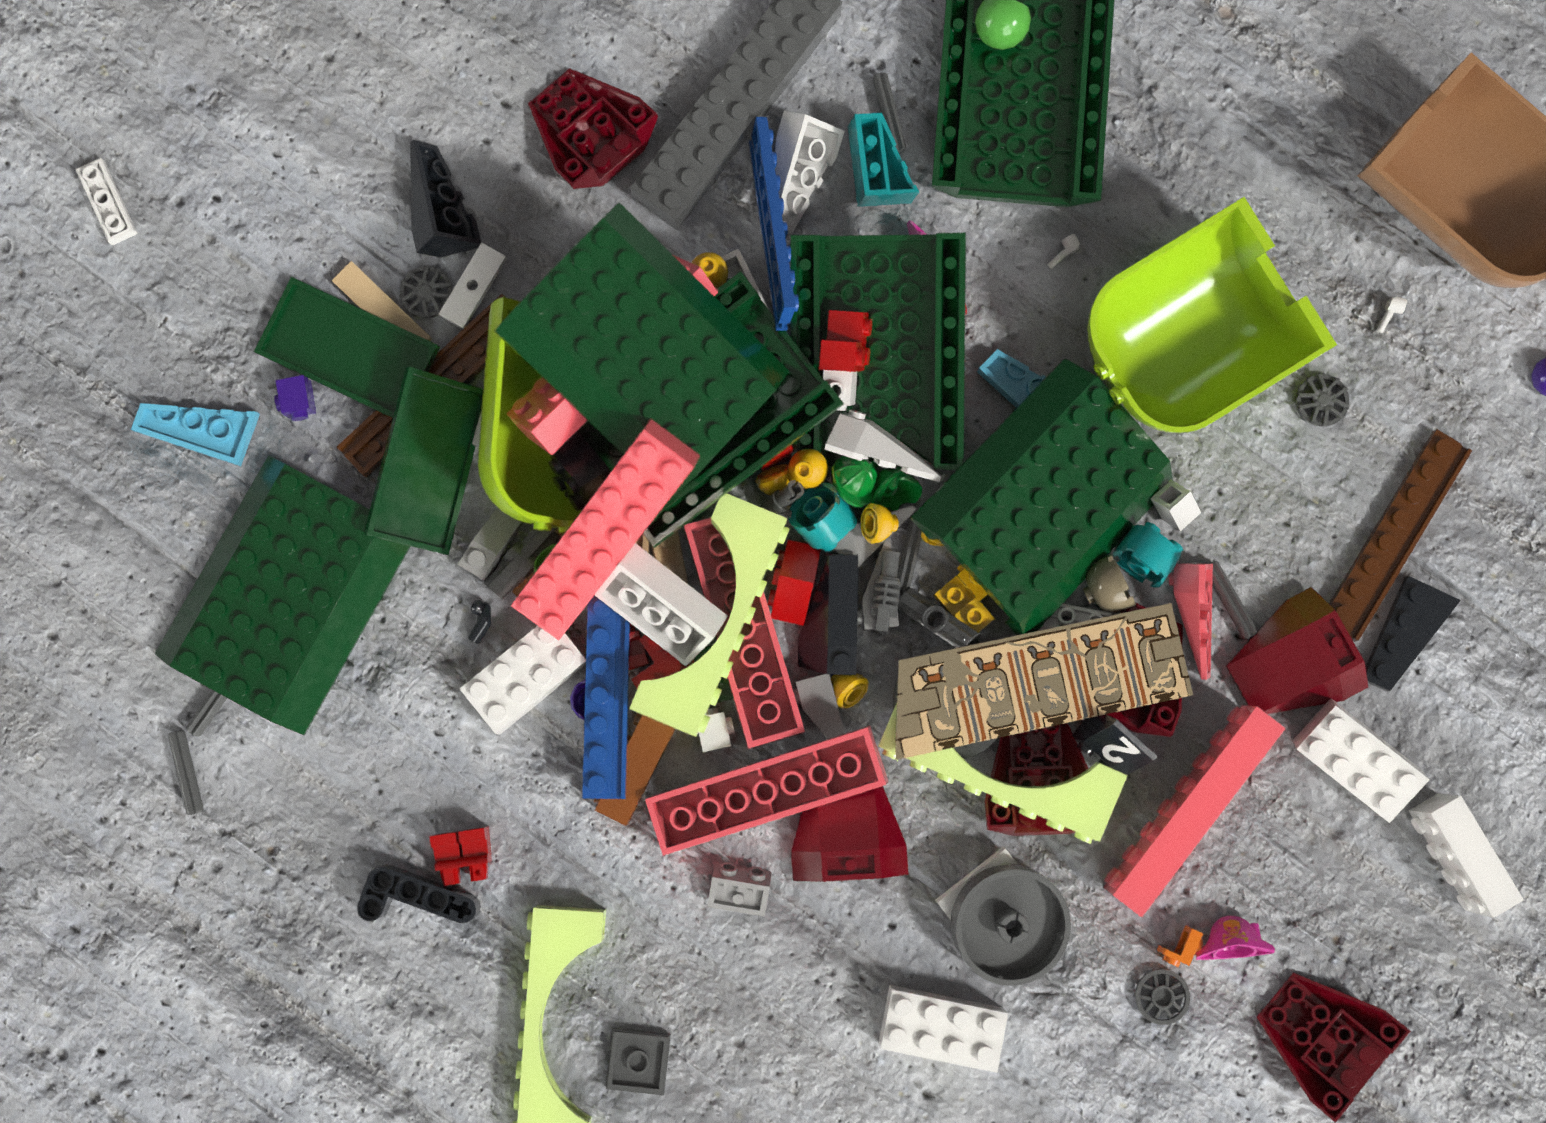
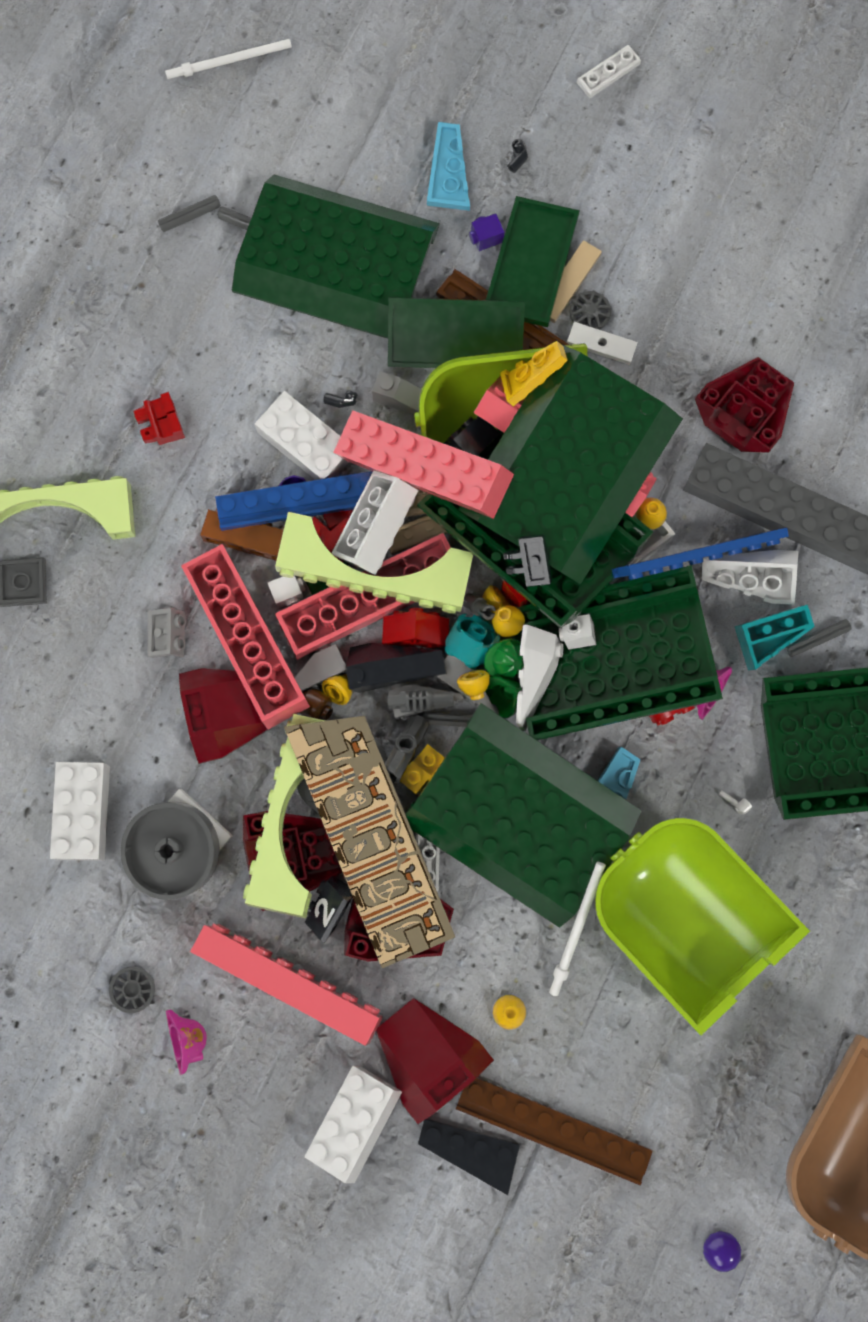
camera: 80 degrees right, 5 degrees down
(198, 335) = (520, 155): none -> black arm
(422, 899) = (122, 398): black beam -> none
(437, 211) = (655, 306): black wedge -> none
(519, 562) = (392, 415): dark grey piece -> none
(526, 373) = (529, 375): none -> yellow wing
(760, 417) = (534, 560): none -> hinge
(846, 342) = (614, 628): red brick -> none
(864, 714) = (319, 704): none -> reddish brown head
(1107, 586) = (460, 884): dark tan cylinder -> none
(1148, 554) = (493, 912): teal brick -> none
(1176, 505) = (535, 933): white brick -> none
(1186, 948) = (176, 1003): orange bracket -> none
(1193, 595) = (464, 959): coral wedge -> none
(1223, 488) = (561, 970): none -> white bar
(1232, 602) = (470, 992): dark grey axle -> none
(1259, 559) = (509, 1012): none -> yellow brick
(1322, 400) = (657, 1045): dark grey wheel -> none
(1329, 1040) = (114, 1136): dark red wedge -> none
(1392, 305) = (753, 1095): white hand -> none
(1465, 855) = (287, 1230): white brick -> none

